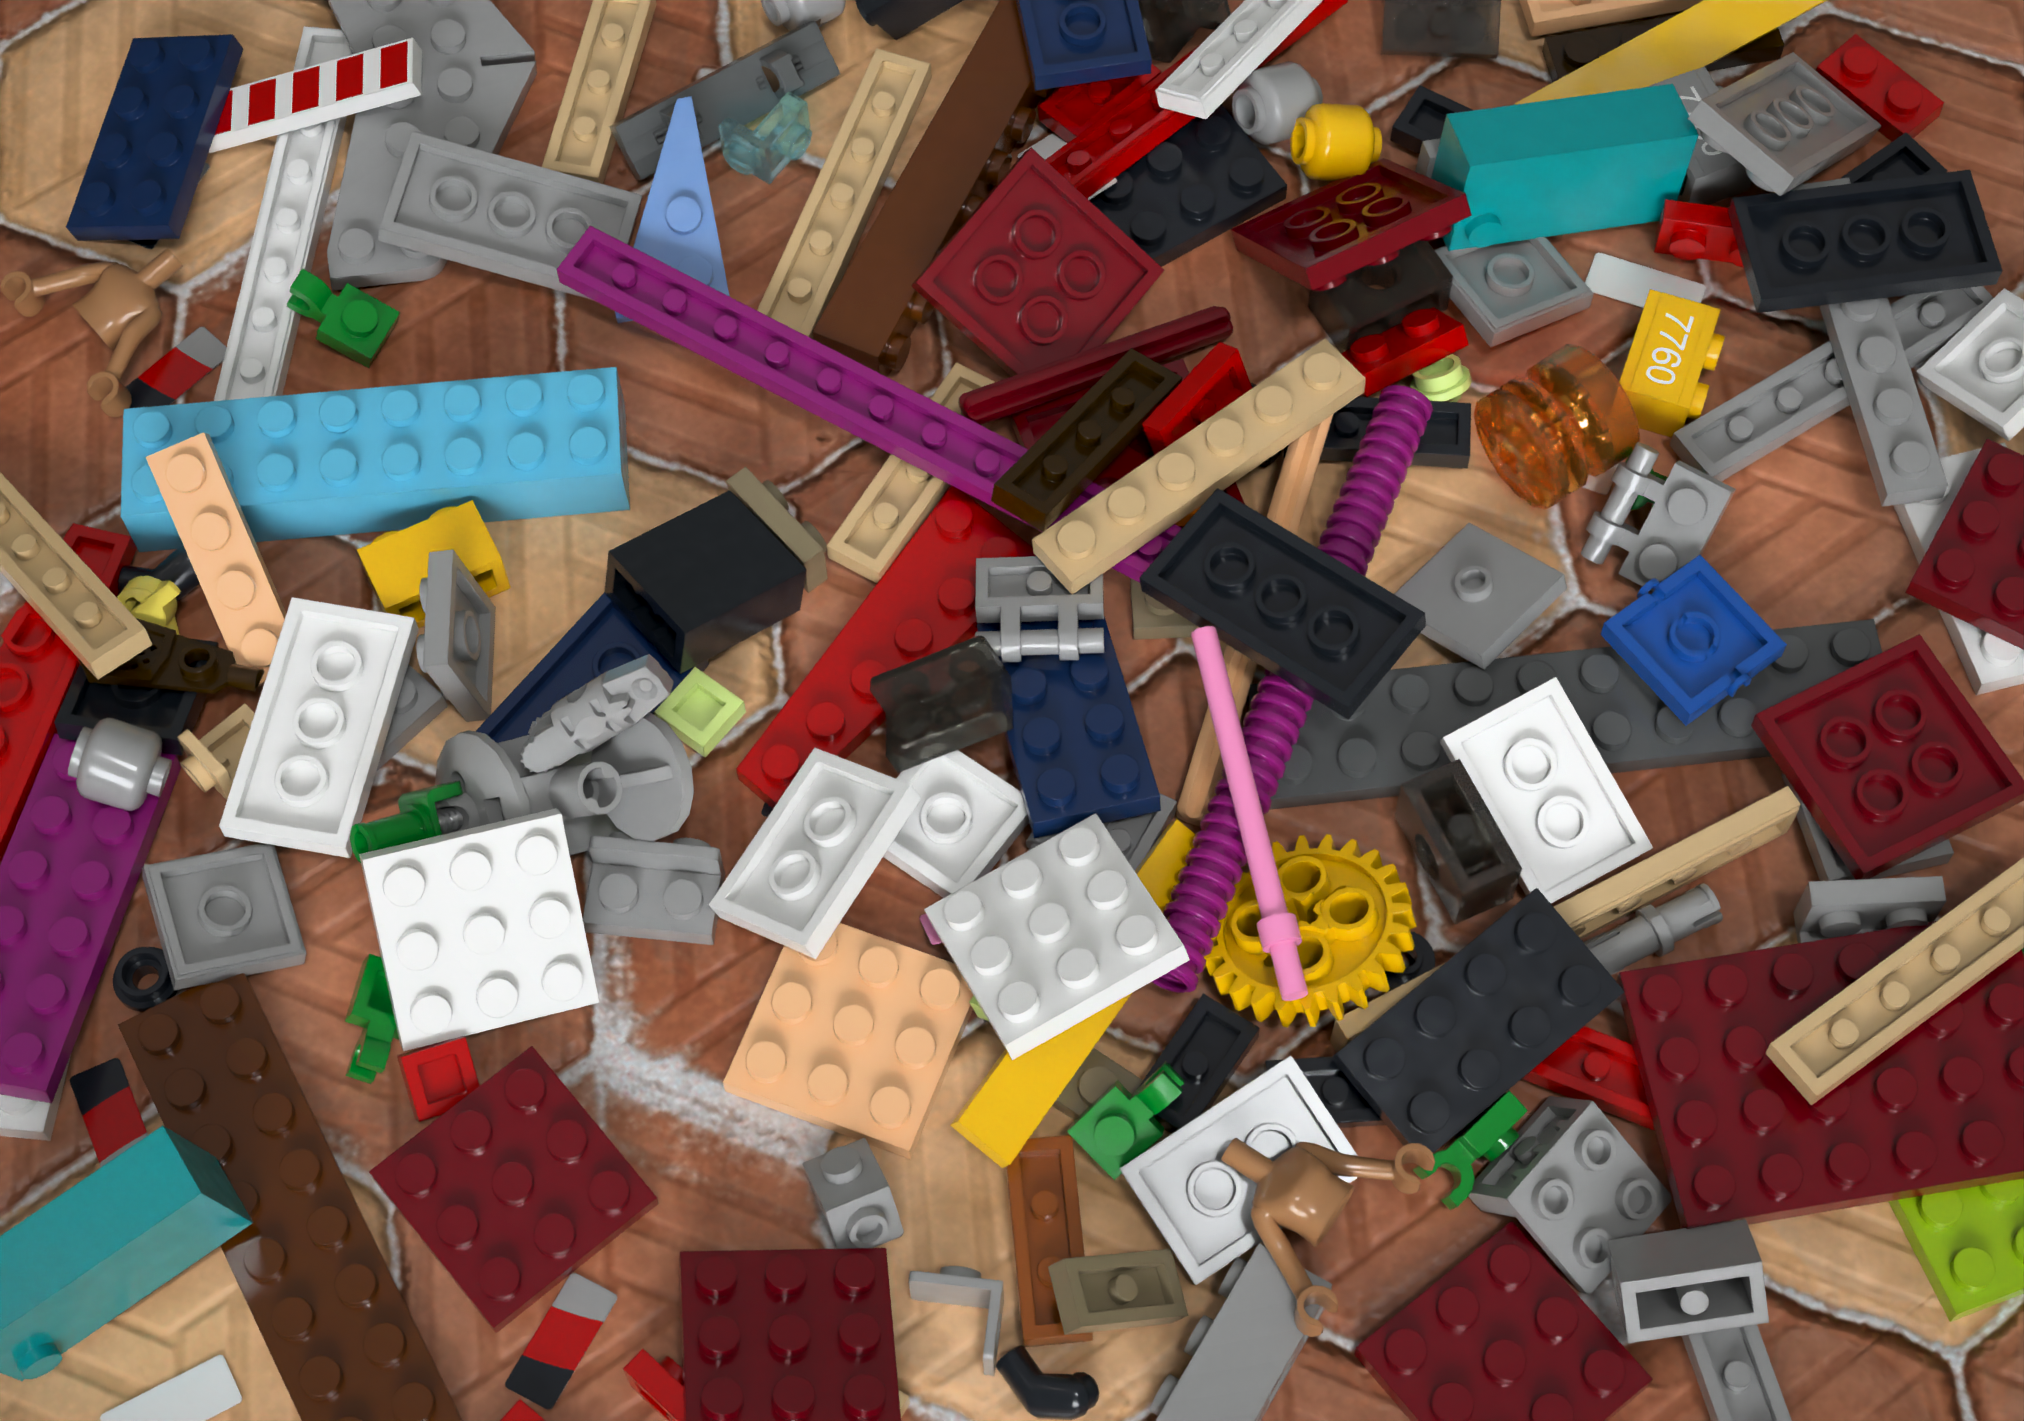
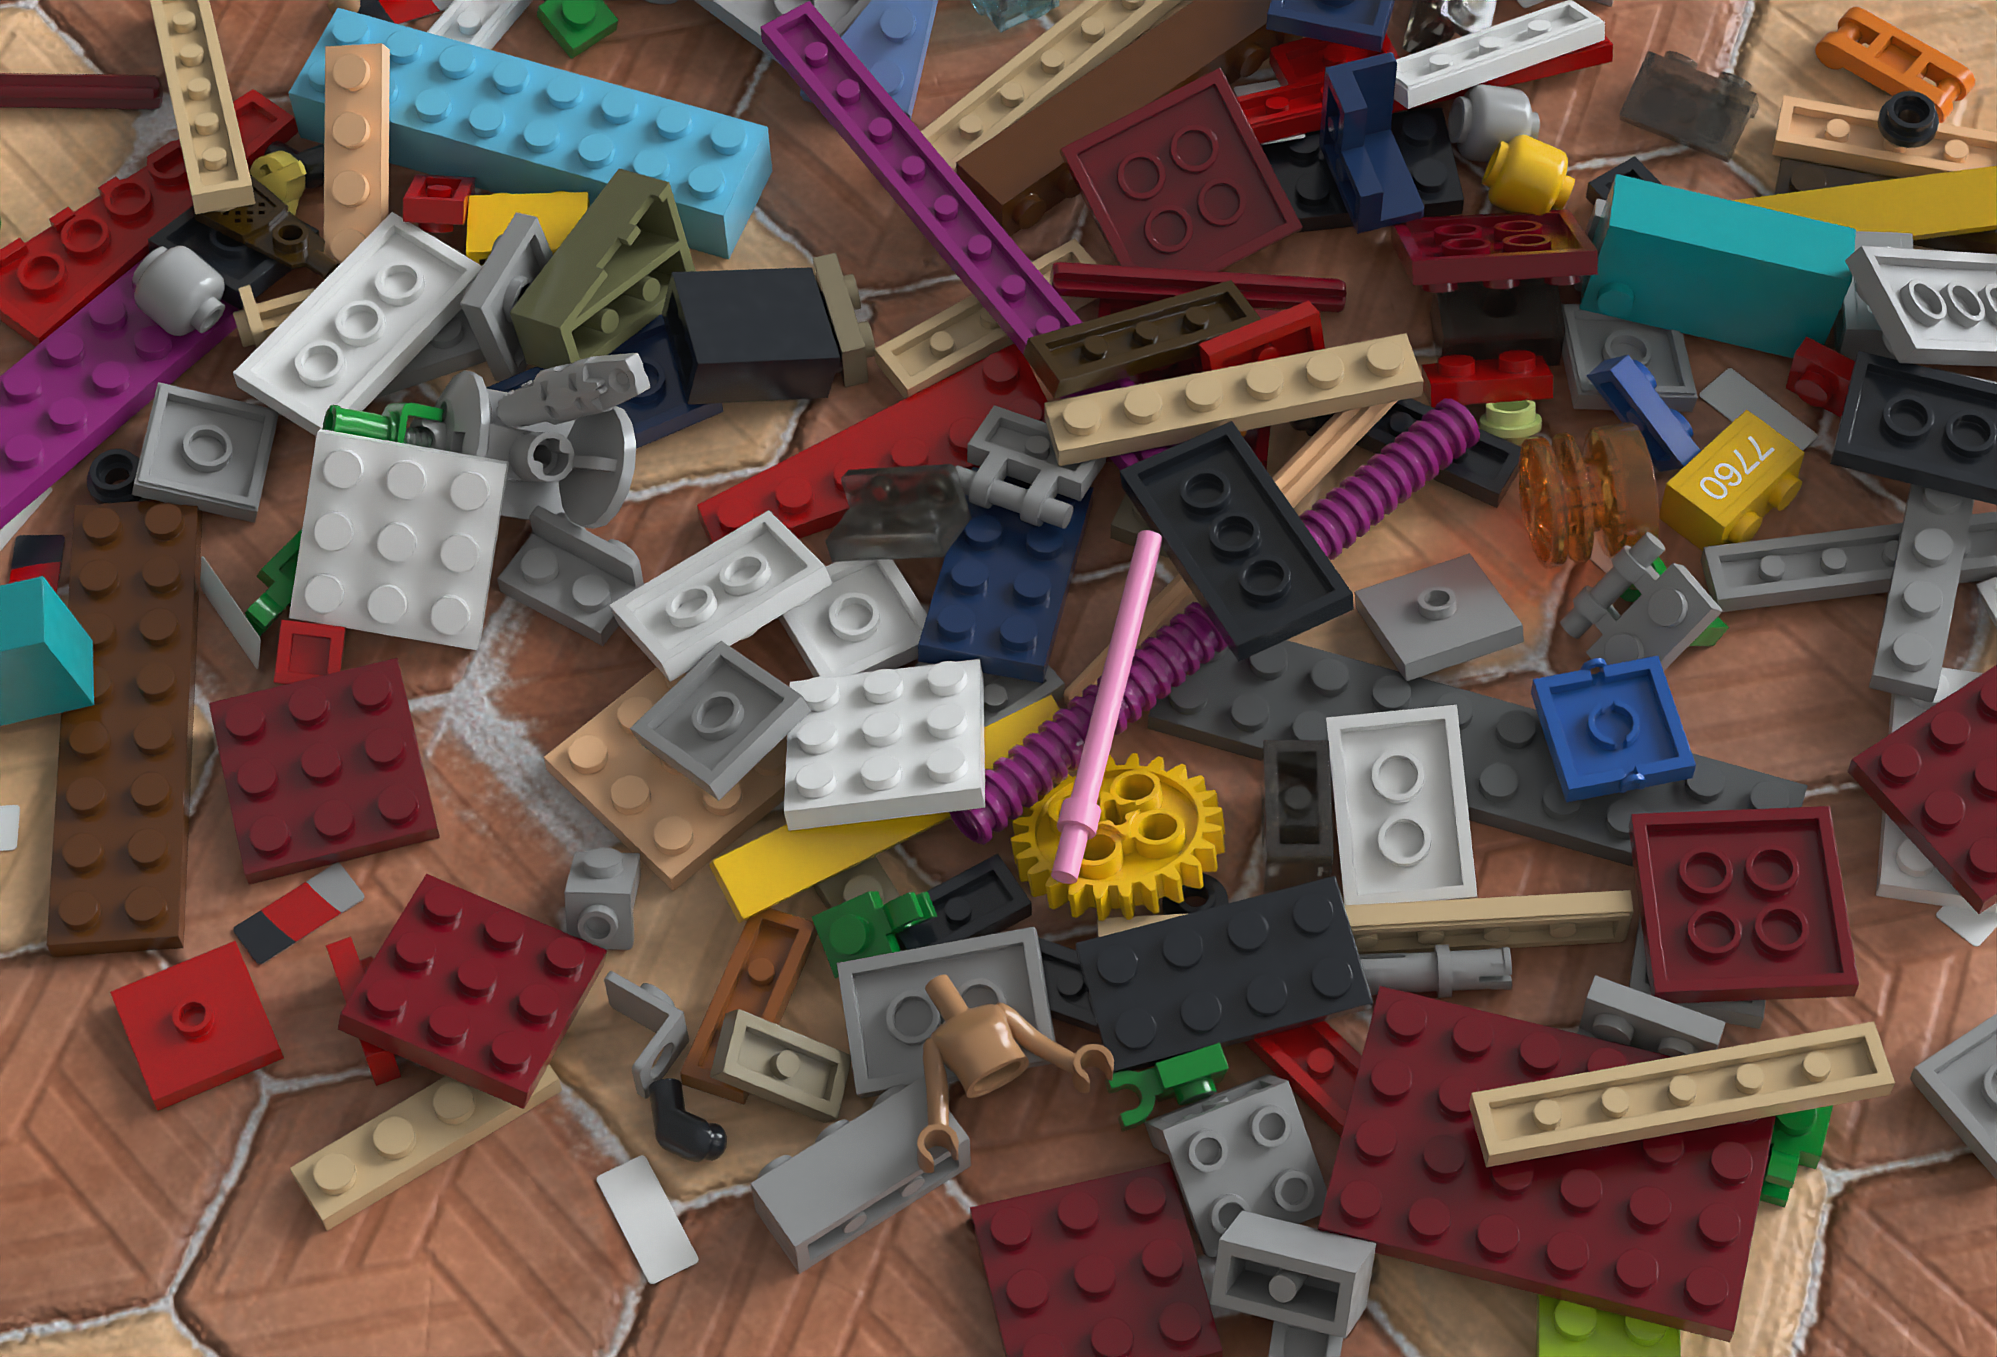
camera: 25 degrees right, 5 degrees down
(327, 566) = (438, 202): none -> red plate
(335, 1068) = (230, 612): none -> white sticker
(539, 580) = (605, 274): none -> olive wedge
(701, 711) = (692, 446): yellowish green plate -> none
(888, 978) = (720, 720): none -> light grey plate
(1183, 177) = (1362, 147): none -> dark blue panel
(1553, 322) = (1632, 396): none -> blue plate

